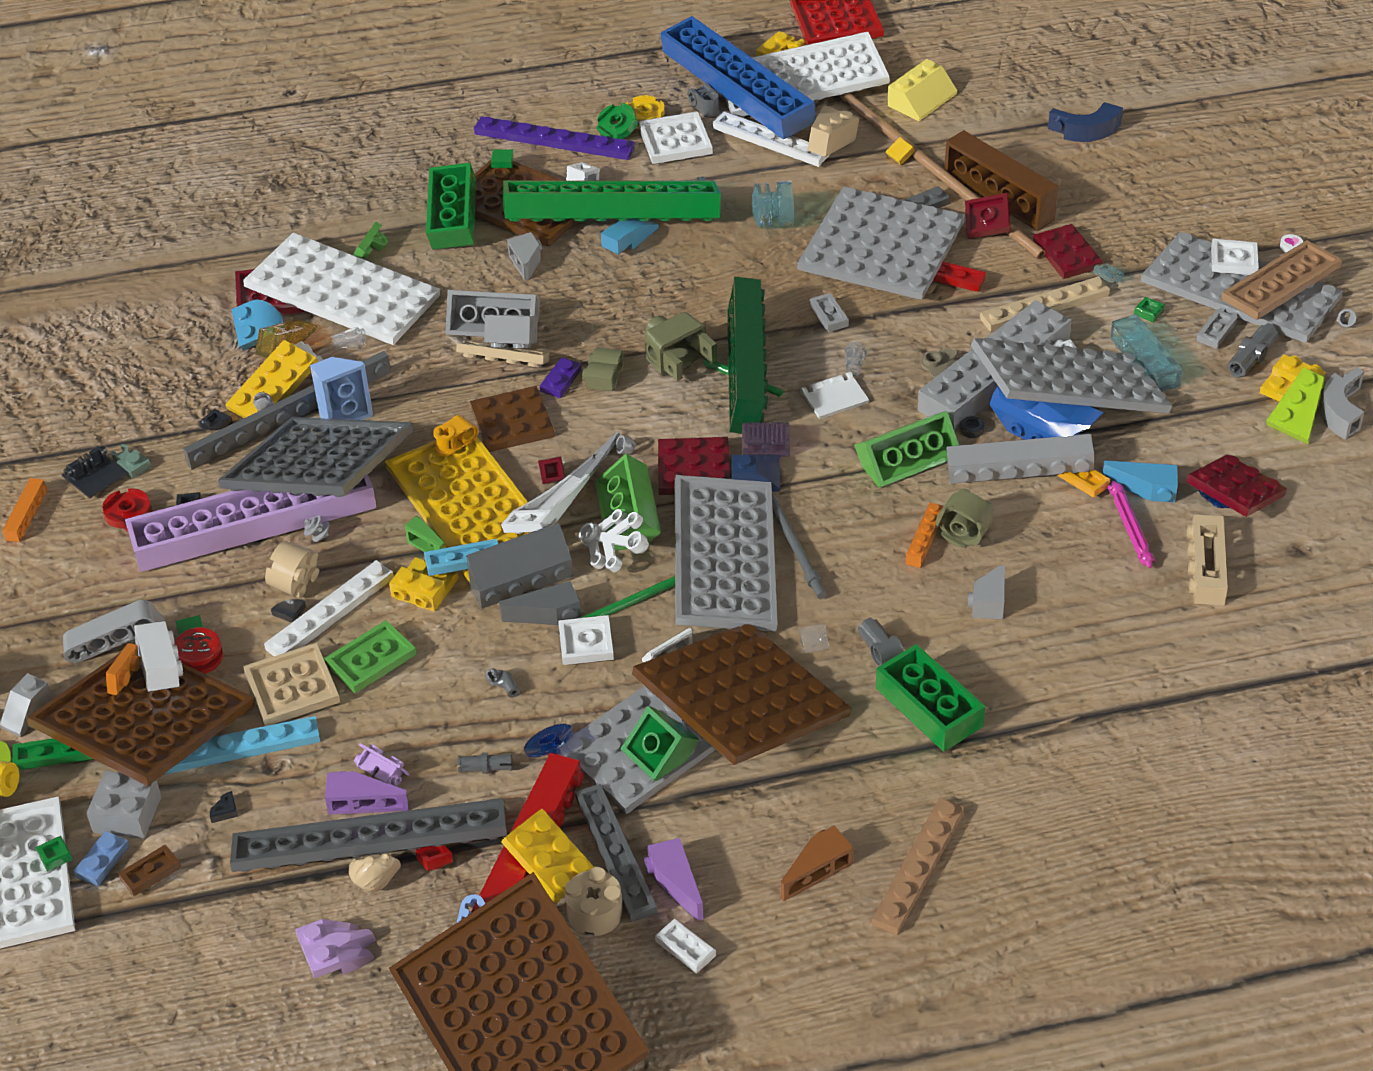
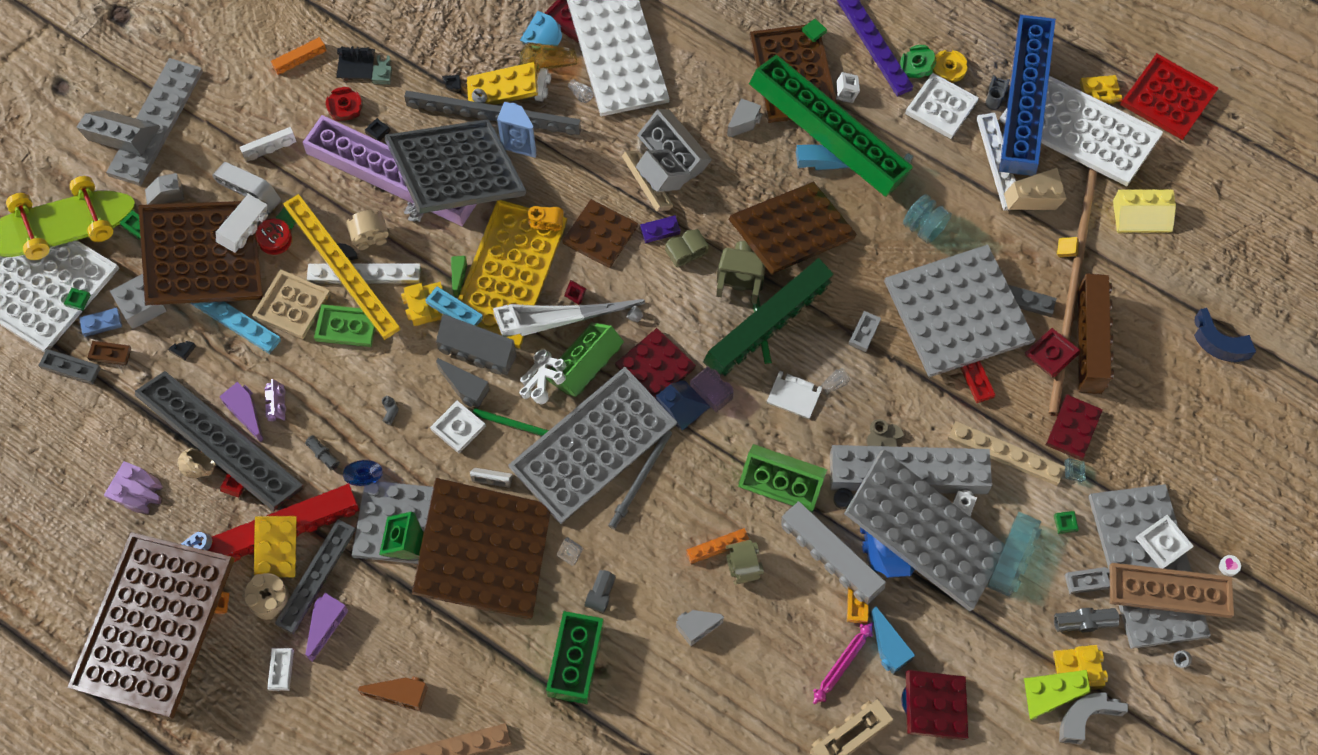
camera: 45 degrees right, 20 degrees up
(90, 591) = (268, 144): none -> white plate
(119, 915) = (69, 366): none -> dark grey plate
(122, 669) = (213, 217): orange plate -> none
(305, 612) = (342, 267): none -> yellow plate
(373, 238) = (677, 26): bright green hinge -> none
(451, 206) = (738, 42): green brick -> none
(676, 285) = (792, 227): none -> reddish brown plate

